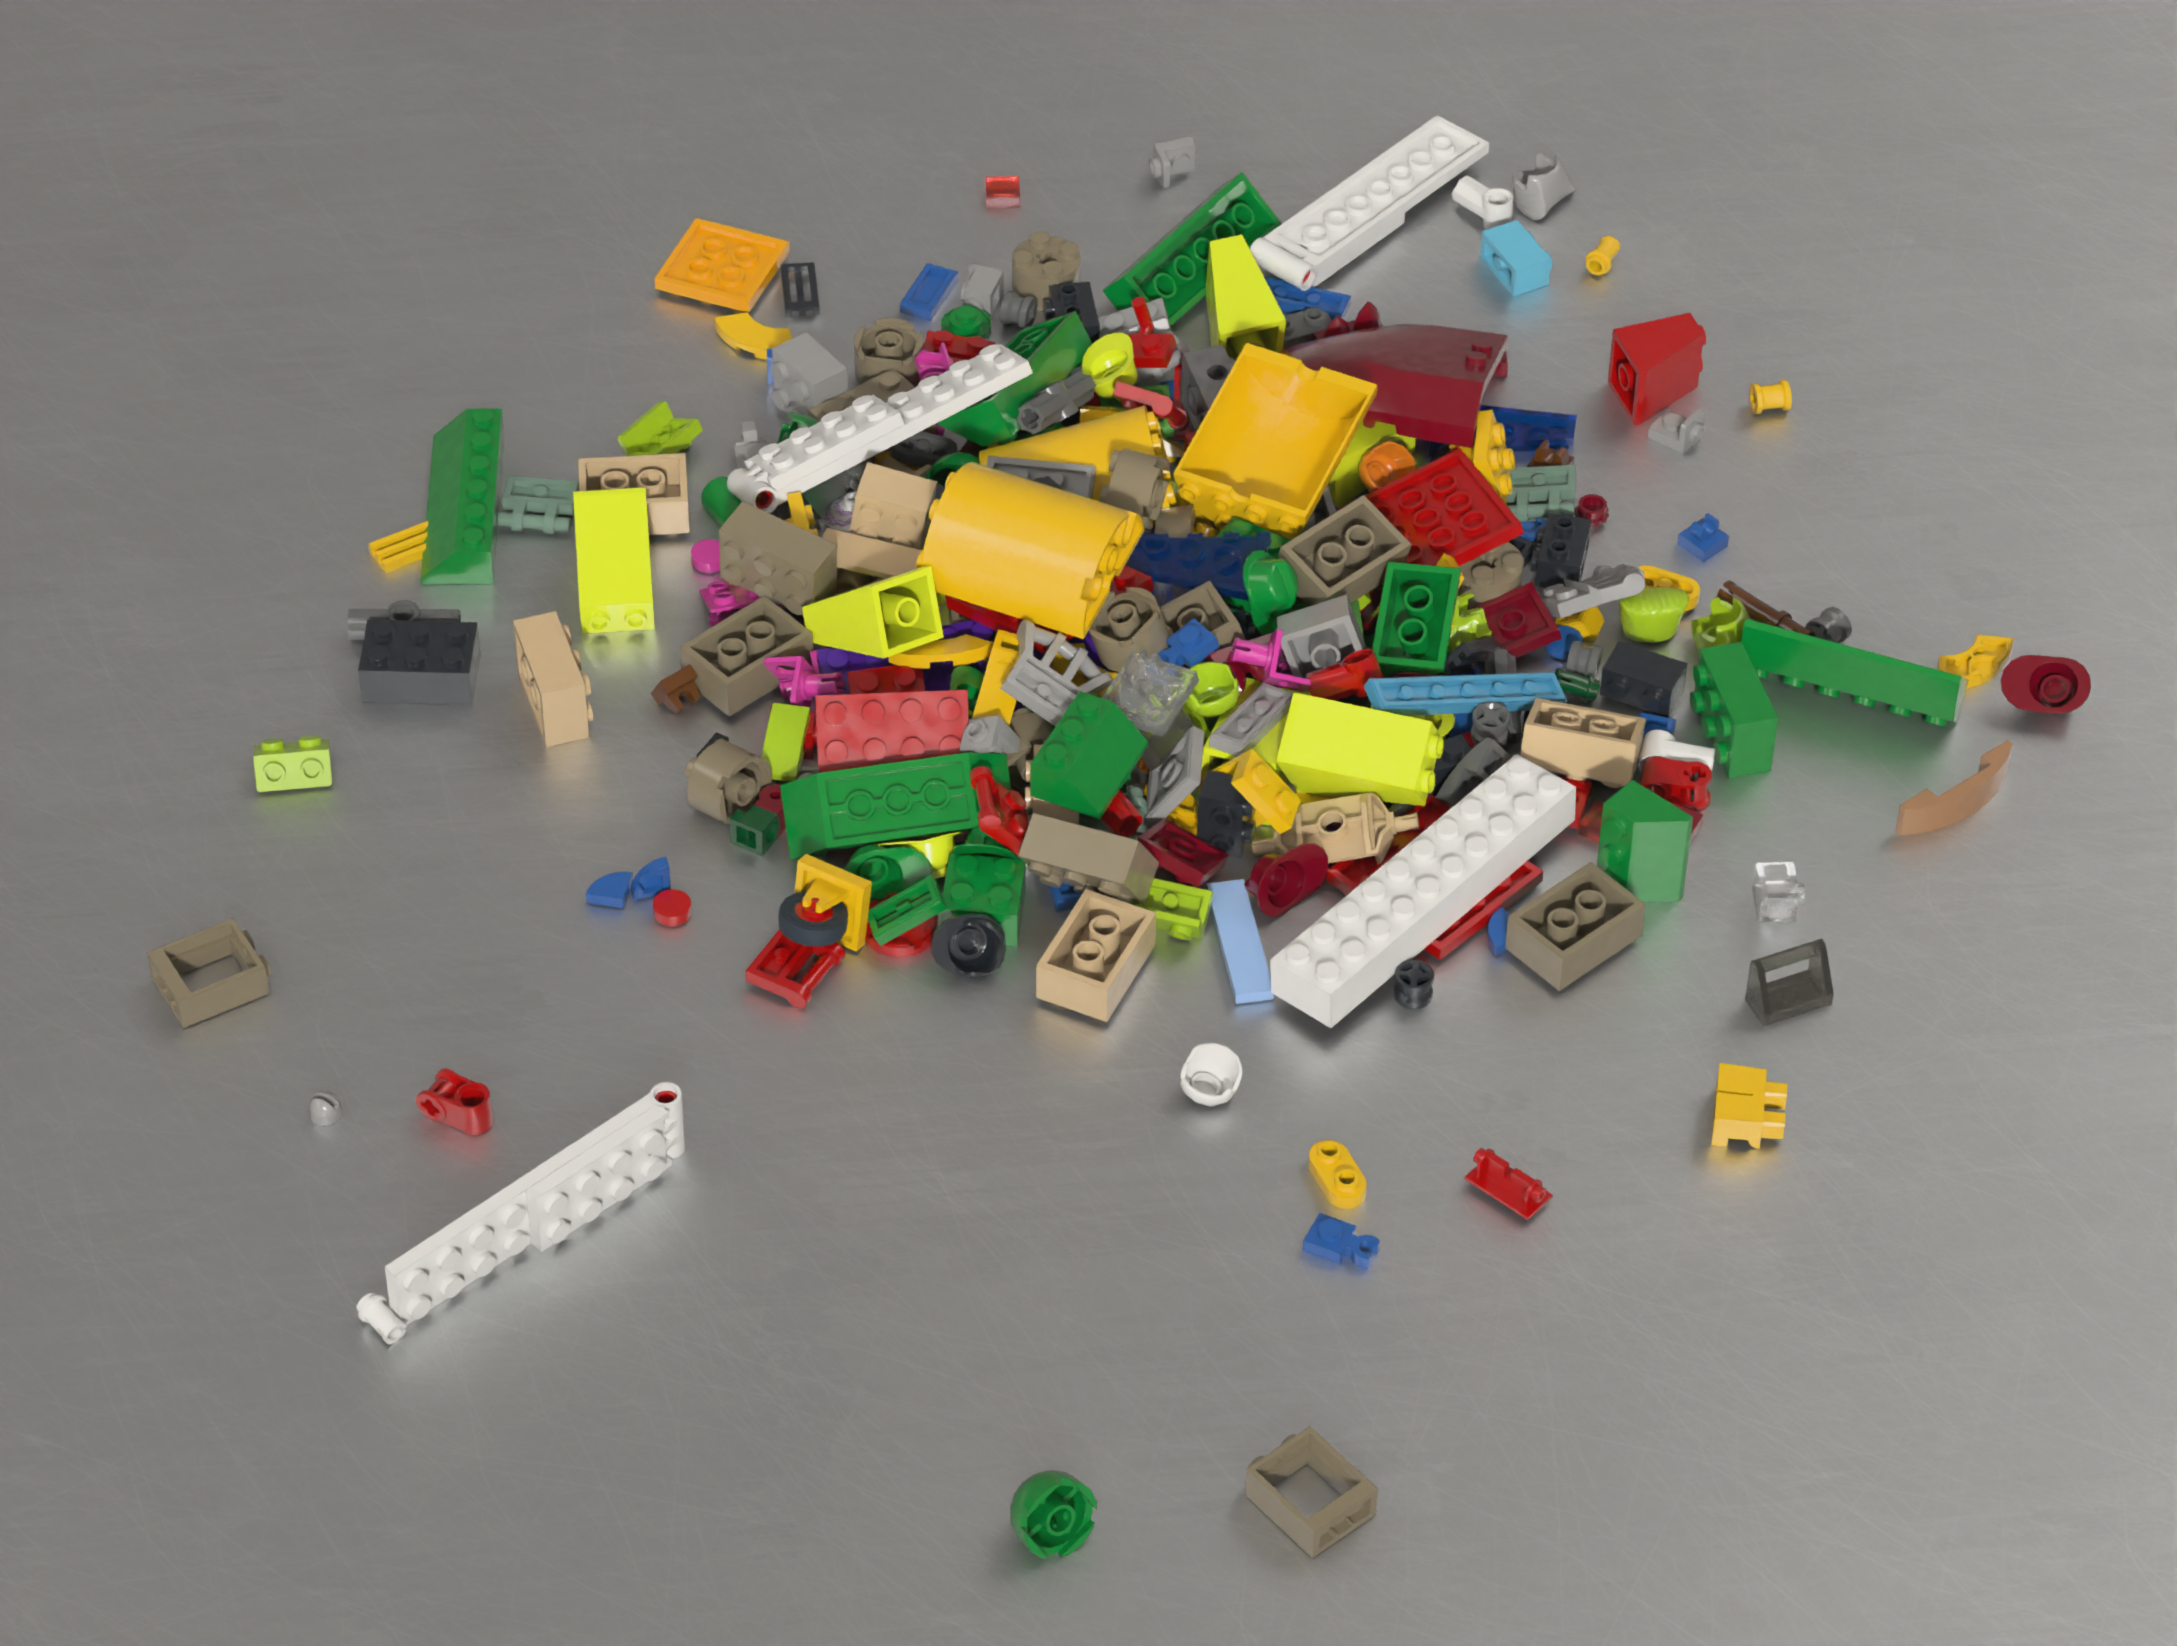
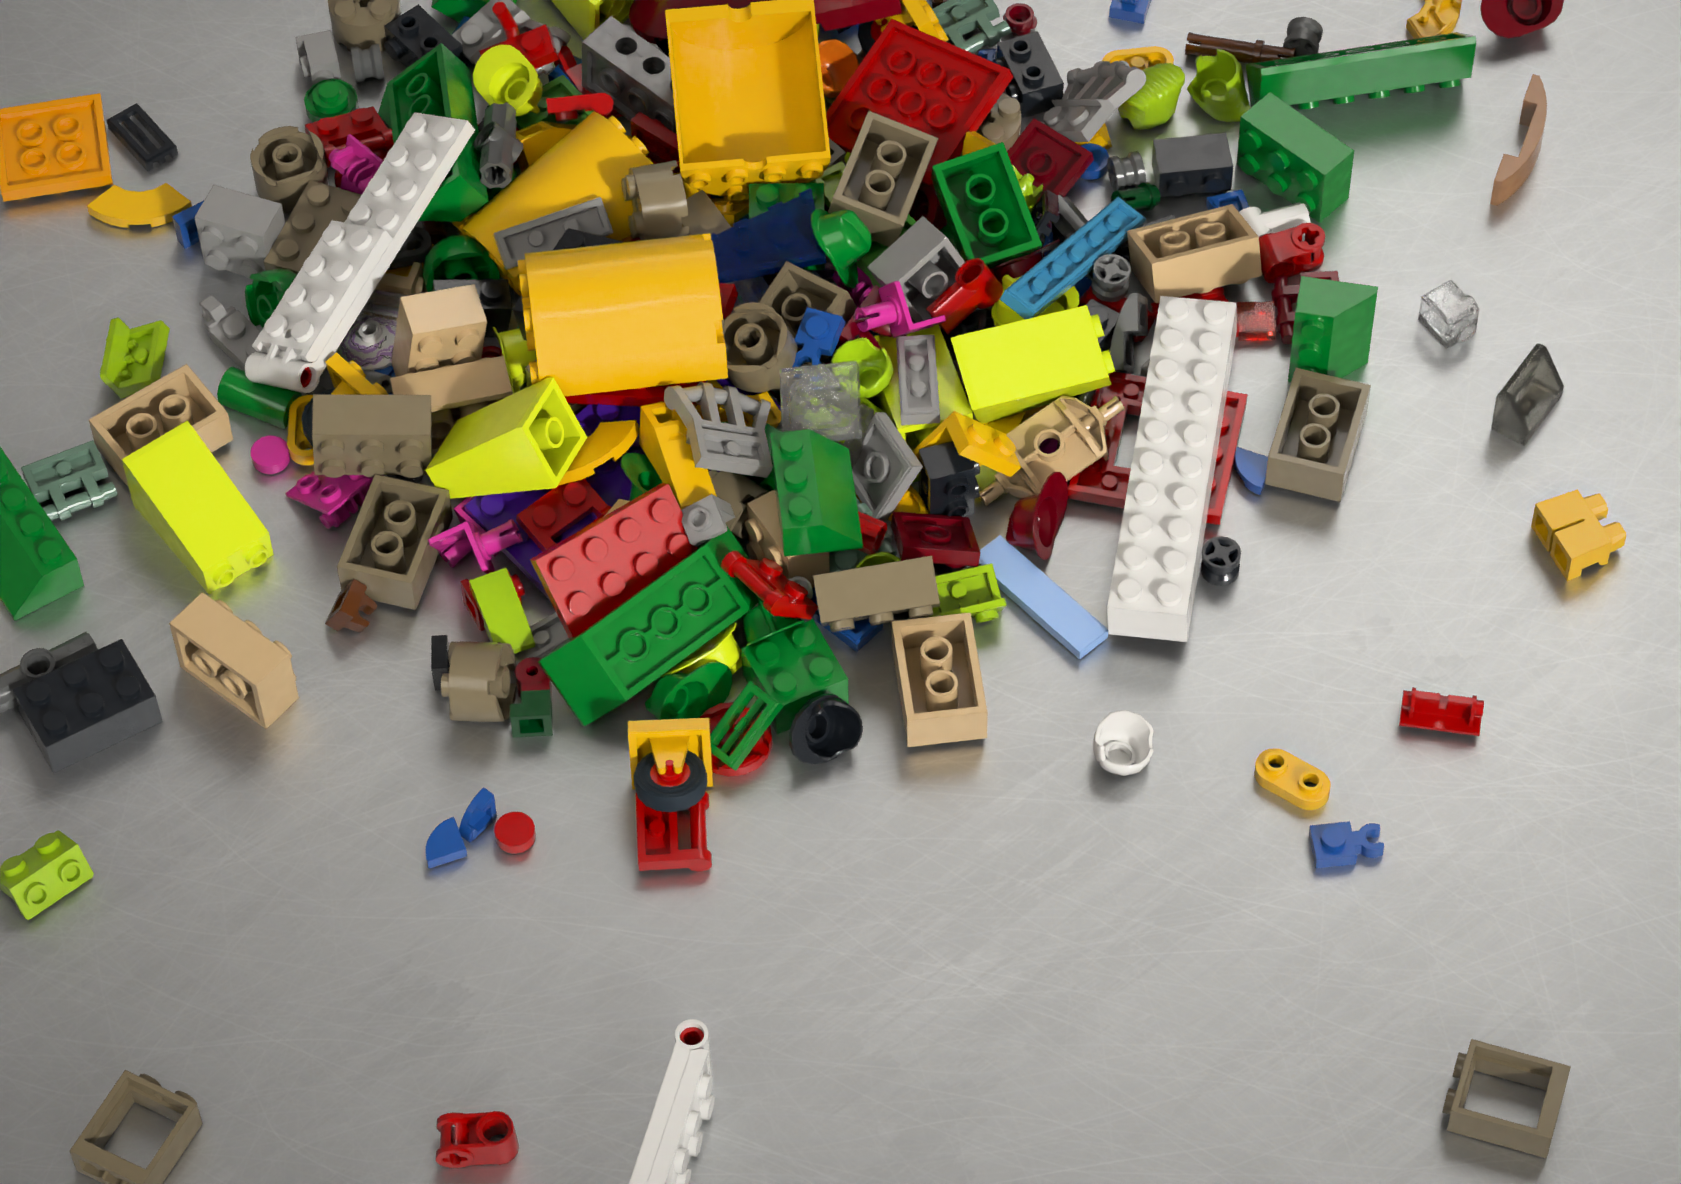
camera: 30 degrees left, 10 degrees up
(929, 292) = (265, 82): blue tile -> none

